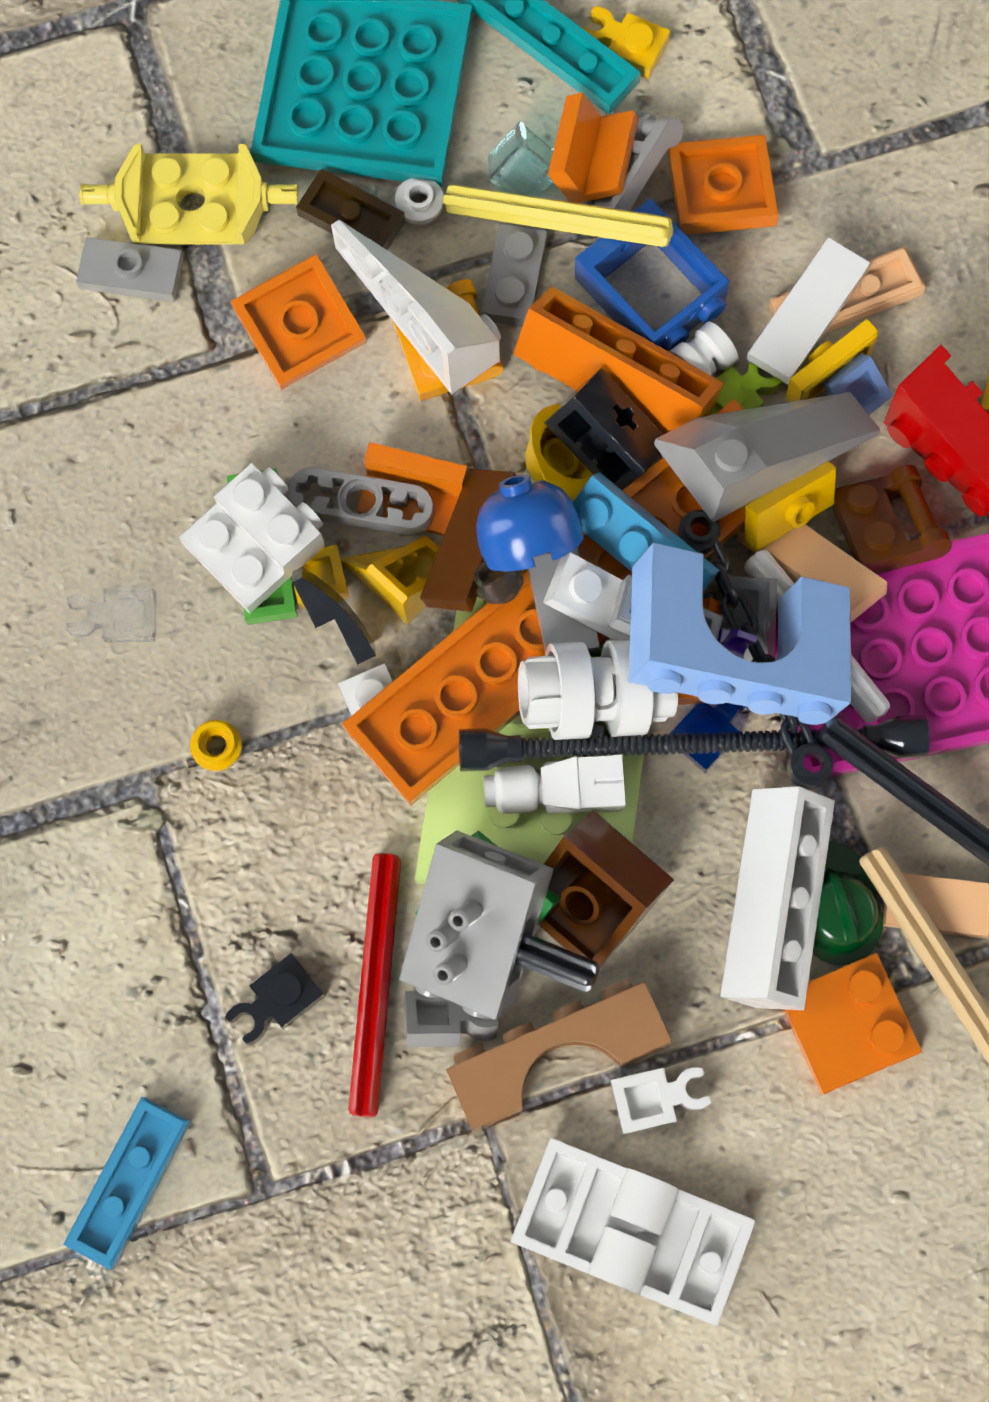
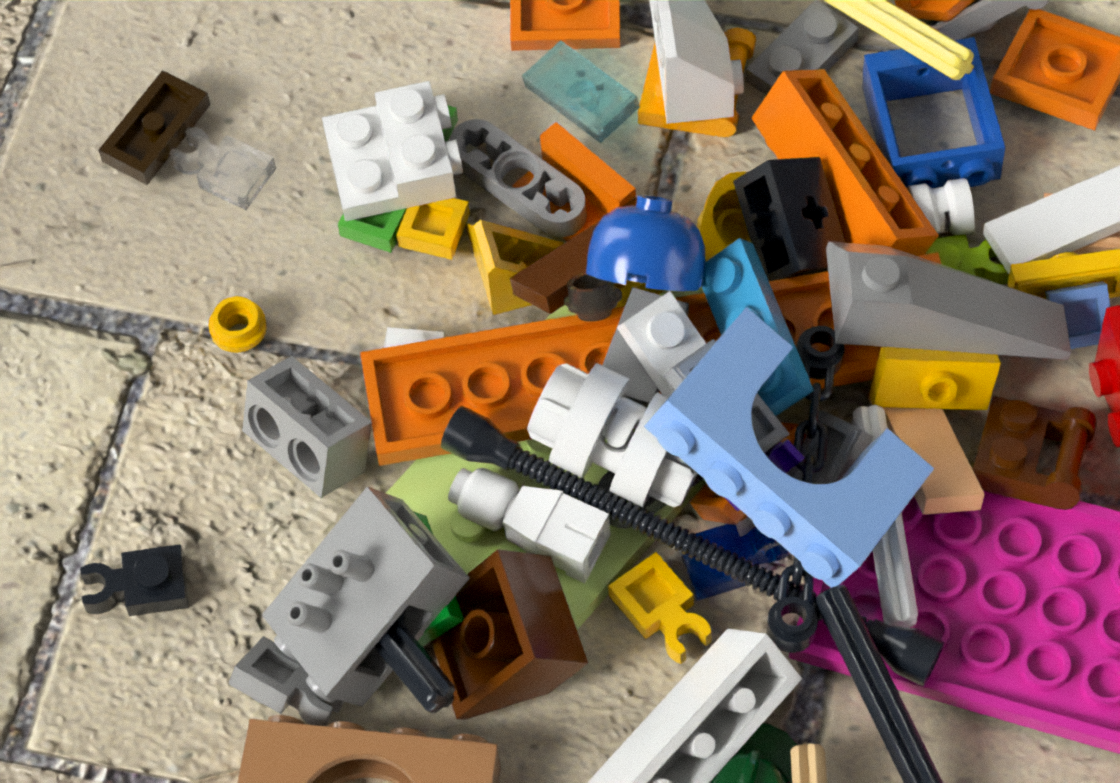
camera: 30 degrees right, 15 degrees down
(39, 613) = (154, 127): none -> dark brown plate
(326, 605) = (416, 238): black slope -> none
(333, 805) = (306, 426): none -> light grey brick
(363, 400) = (580, 91): none -> clear light blue plate
(374, 985) = (236, 622): red axle -> none
(681, 793) = (657, 601): none -> yellow plate

